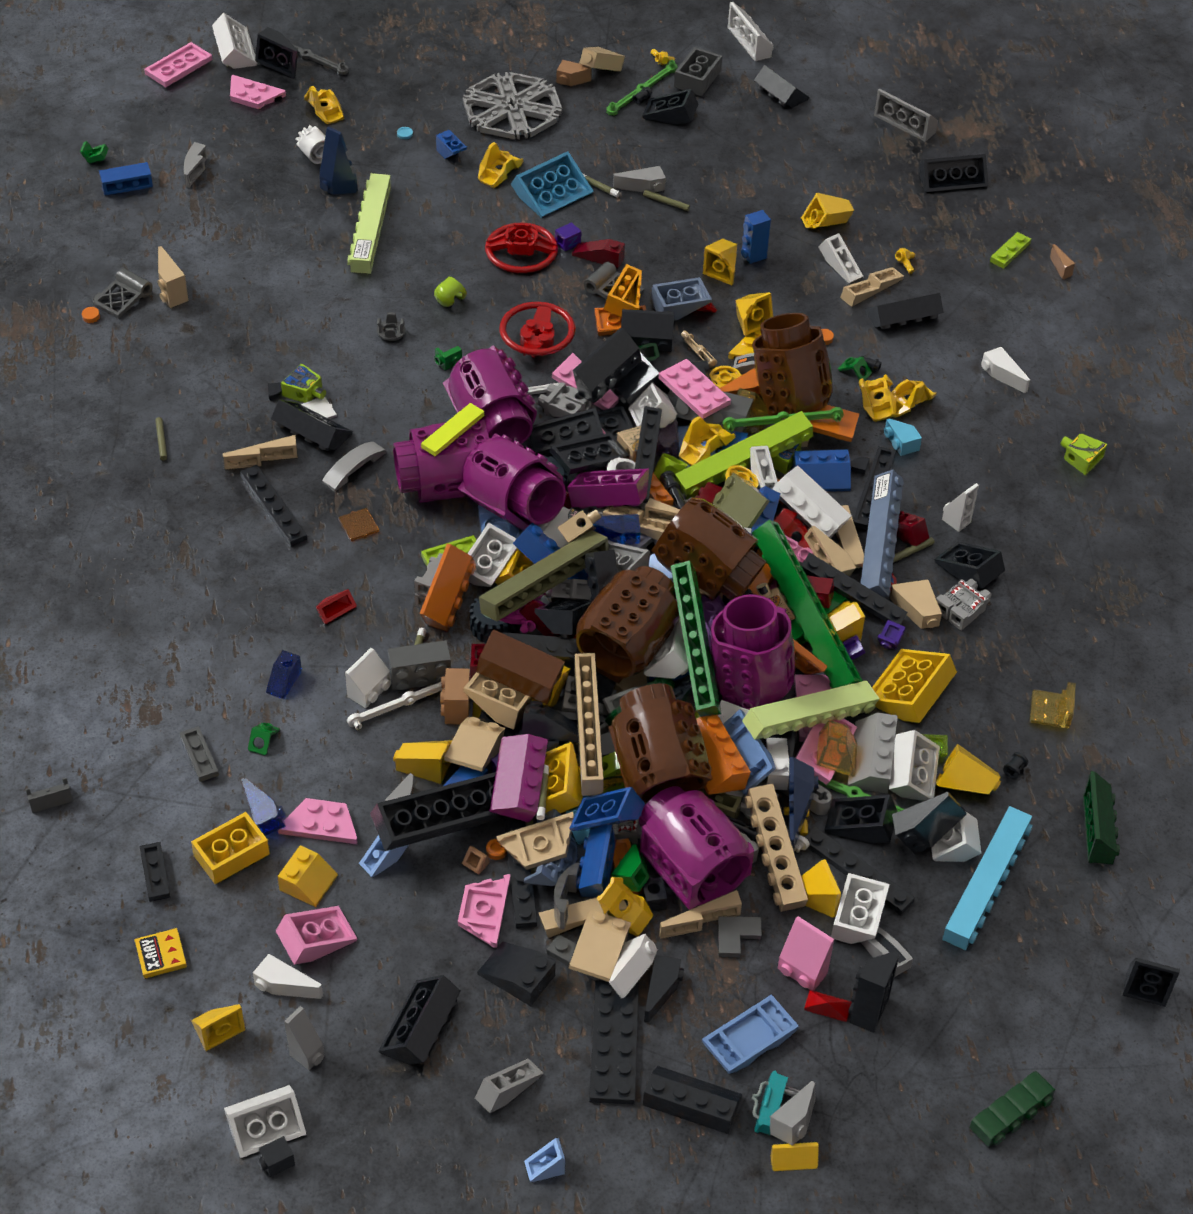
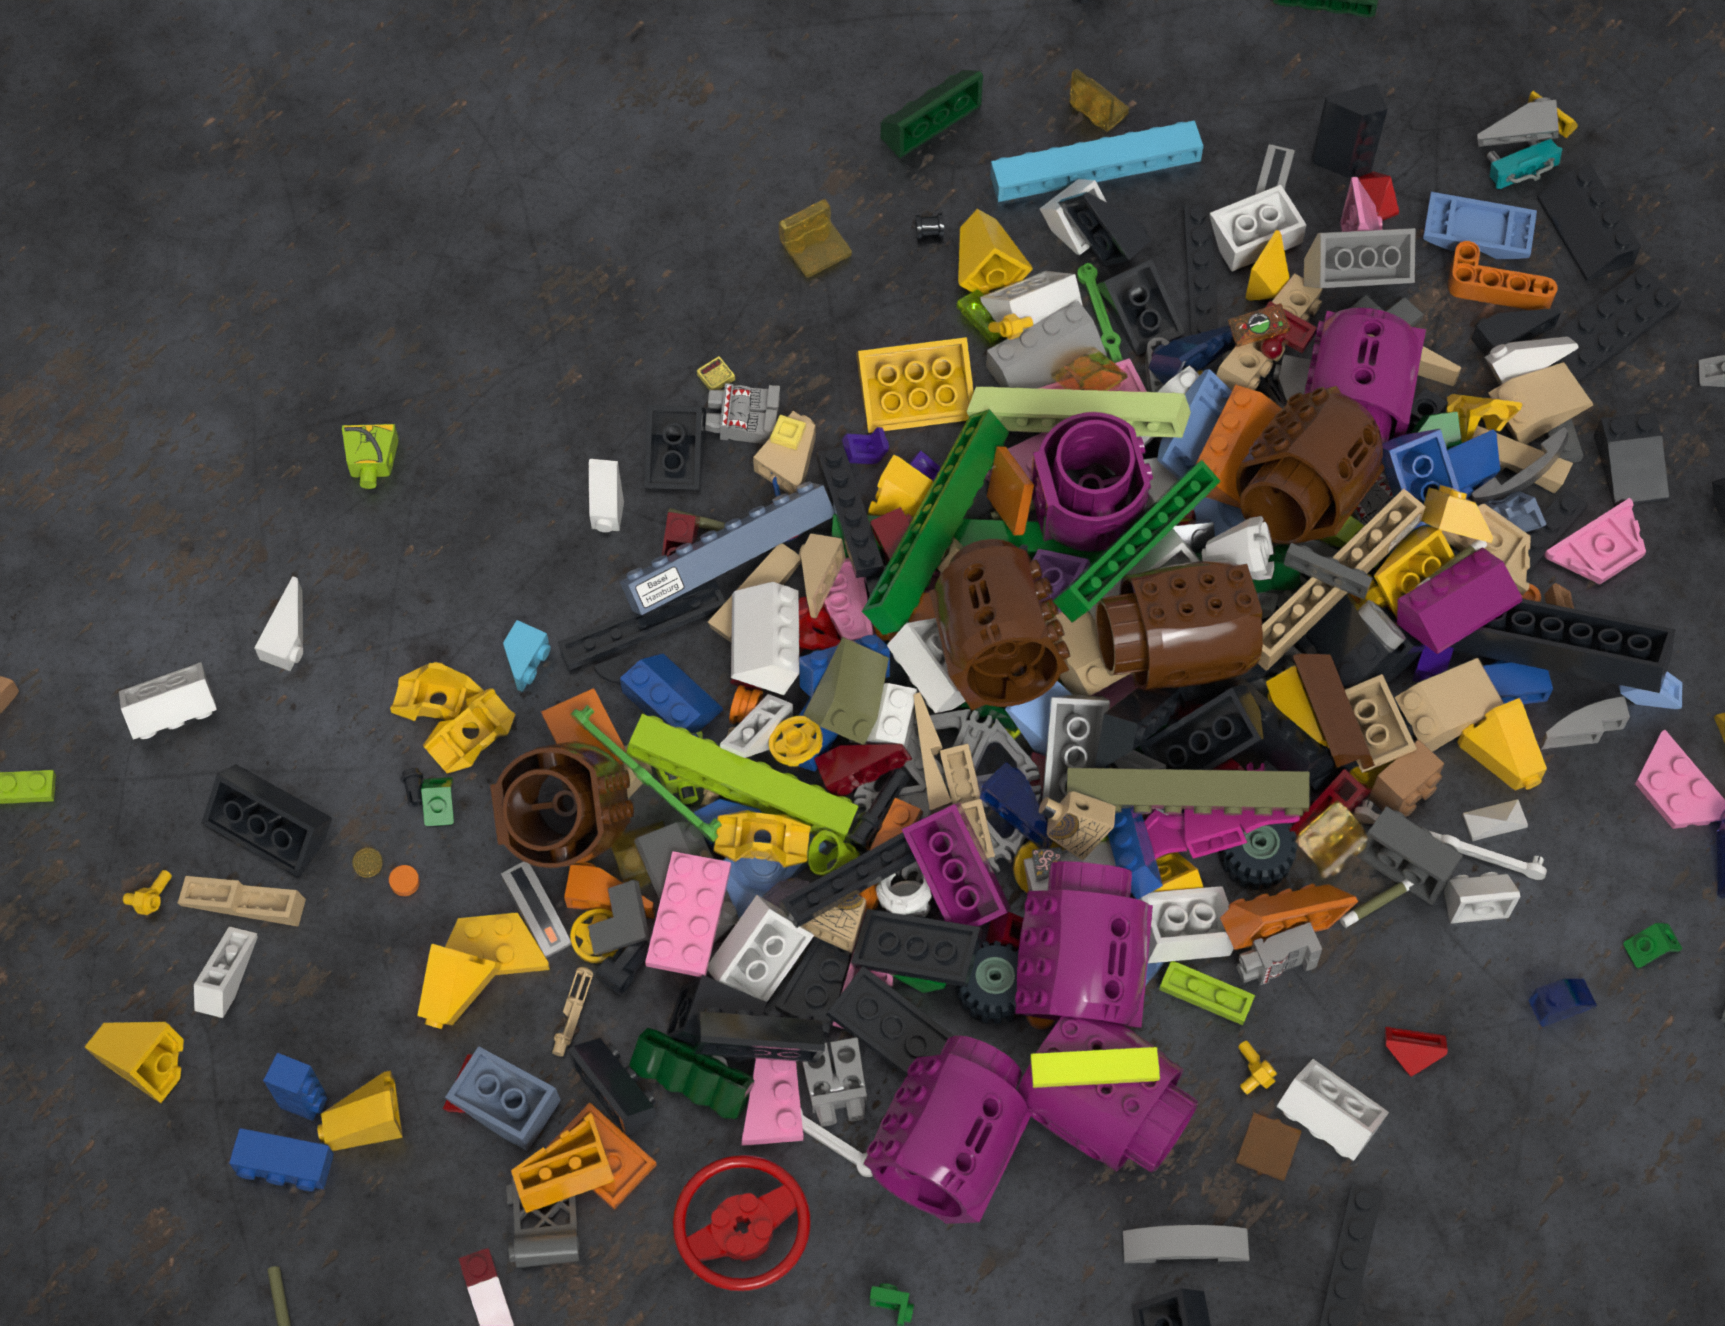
camera: 130 degrees left, 15 degrees up
(345, 553) = (1332, 1109): none -> white slope
(392, 541) = (1261, 1073): none -> yellow piece
(397, 730) = (1495, 820): none -> white slope
(460, 648) = (1333, 839): none -> clear yellow bracket
(545, 726) = (1381, 624): none -> light grey beam
(563, 802) = (1453, 513): none -> yellow slope
(591, 701) = (1328, 570): none -> dark grey plate
(638, 675) = (1244, 544): none -> white cone
(674, 1021) = (1533, 290): none -> orange beam
(721, 376) = (628, 923): none -> dark grey tile
(728, 229) = (281, 1159): none -> blue brick
(767, 838) = (1297, 338): none -> dark red plate
(776, 924) = (1361, 258): none -> light grey slope
(780, 820) = (1259, 325): none -> clear orange tile
(848, 332) = (367, 862): none -> clear yellow piece
(898, 726) = (1011, 326): none -> yellow piece
(928, 599) = (788, 432): none -> light yellow tile
(1002, 612) = (715, 374): none -> light yellow tile
(1004, 312) = (167, 701): none -> white slope
(1033, 908) = (1096, 101): none -> clear yellow bracket

